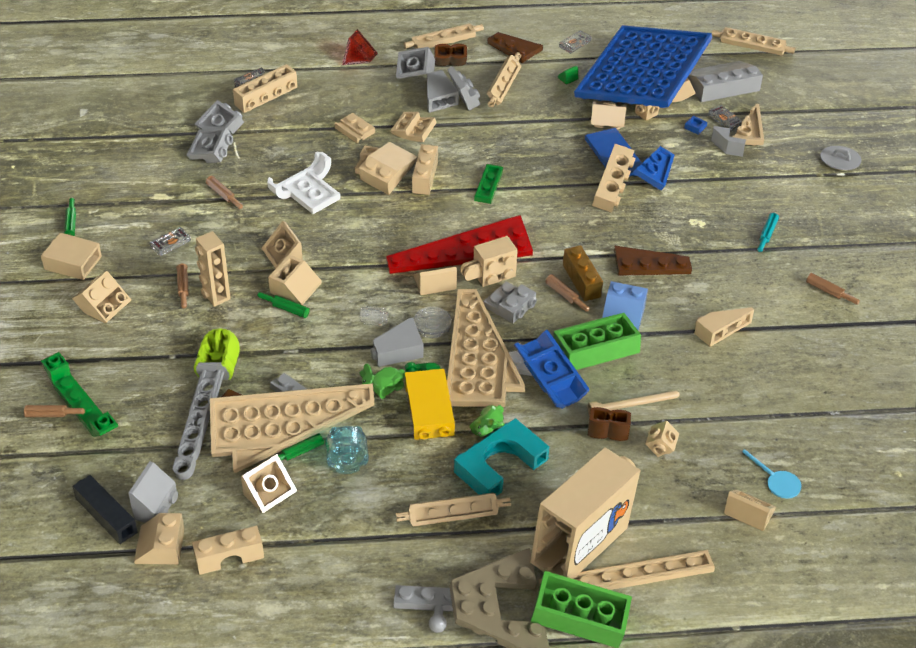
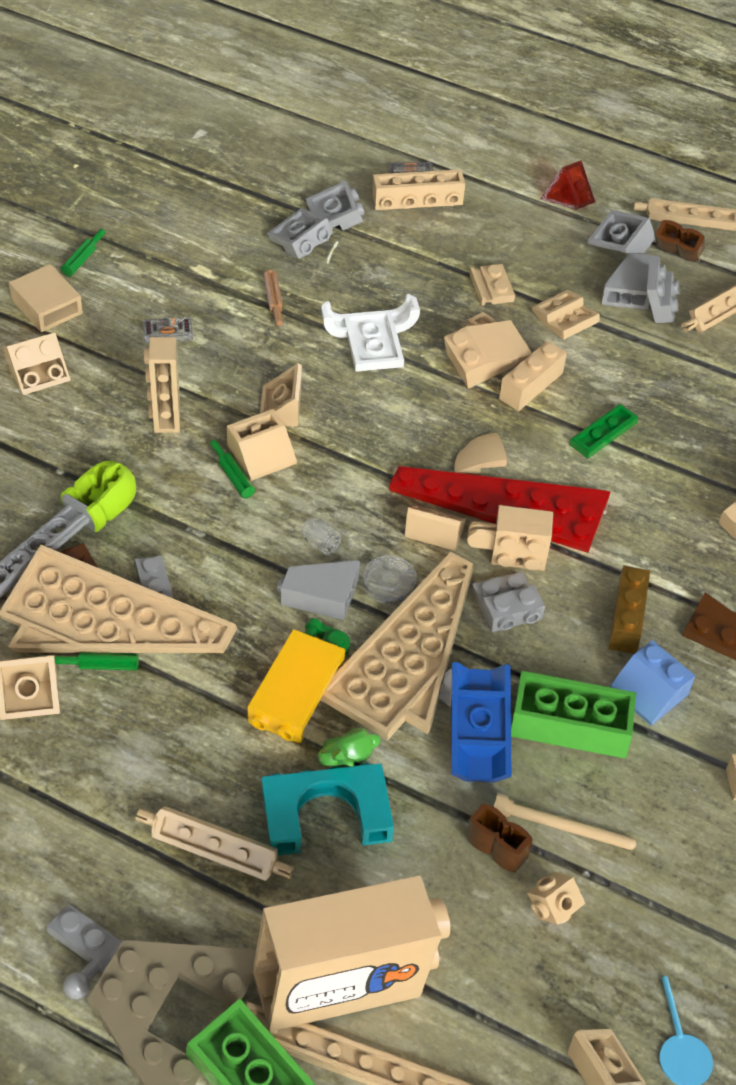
camera: 30 degrees right, 5 degrees up
(182, 280) = (134, 393): medium nougat axle -> none
(346, 449) = (147, 692): clear light blue brick -> none
(384, 381) = (265, 627): bright green animal -> none
(428, 227) = (480, 453): none -> tan brick
(565, 291) = (590, 623): medium nougat axle -> none

